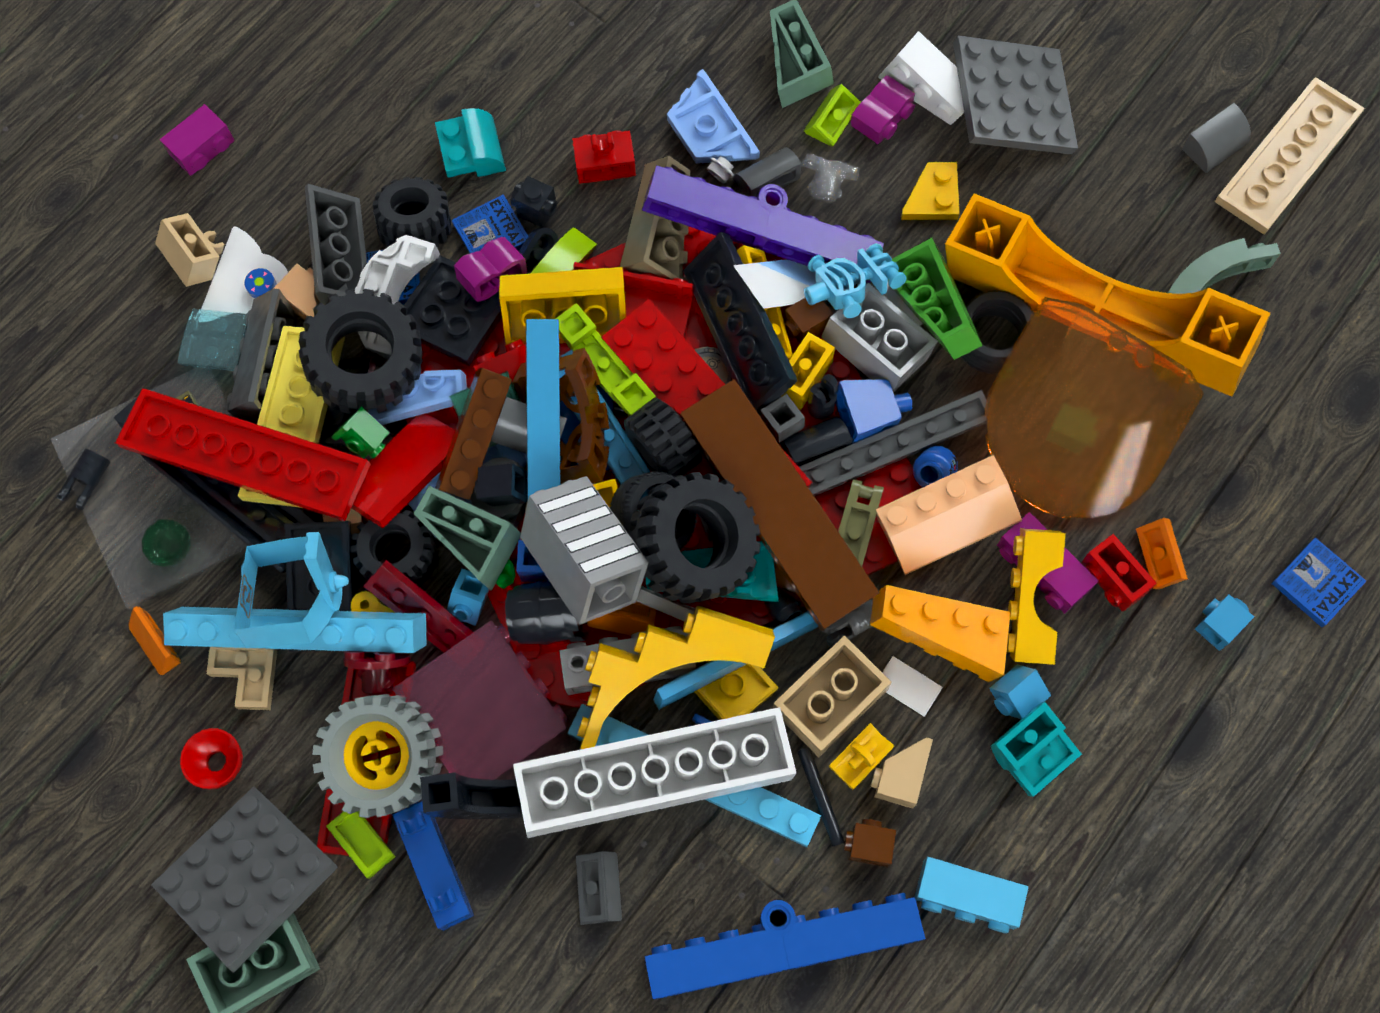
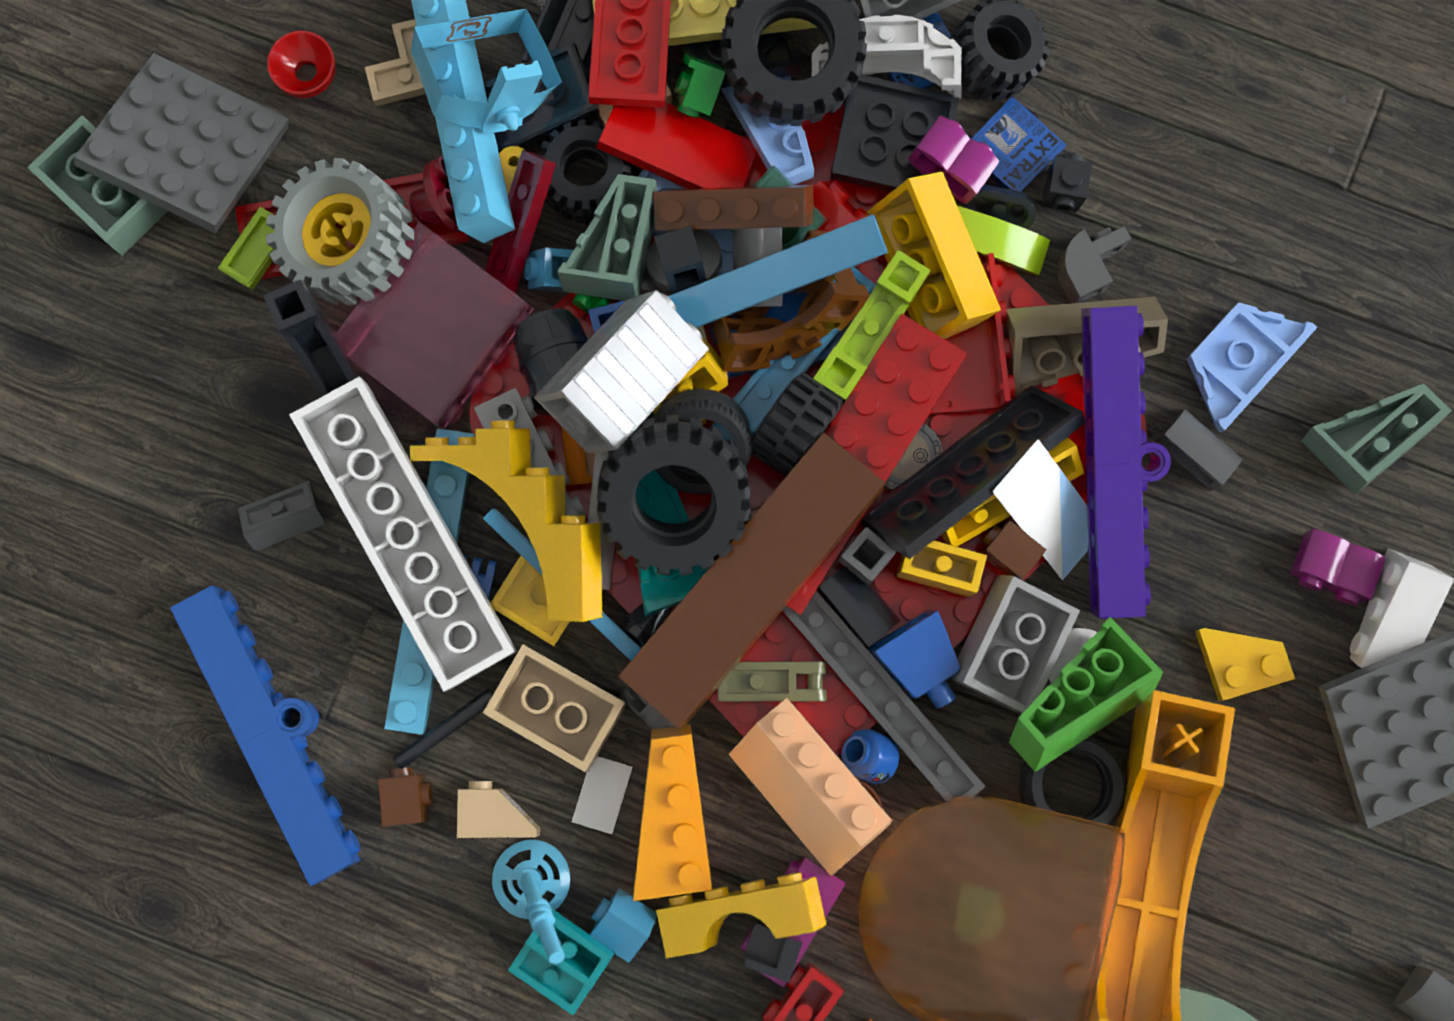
camera: 65 degrees right, 10 degrees up
(433, 866) = (238, 343): blue brick -> none
(470, 144) = (1119, 84): teal brick -> none
(601, 211) = (1081, 263): none -> dark grey brick
(604, 156) = (1157, 246): red brick -> none
(721, 169) = (1186, 390): white plate -> none
(819, 394) = (926, 596): black hinge -> none
(828, 177) = (1218, 523): clear plate -> none
(832, 115) = (1310, 506): lime slope -> none
(844, 274) = (1068, 566): medium azure piece -> none
(861, 756) = (497, 761): yellow hips -> none
(971, 757) = (531, 882): none -> medium azure dish
(971, 895) = (377, 926): medium azure brick -> none
(1072, 578) = (771, 955): none -> black panel

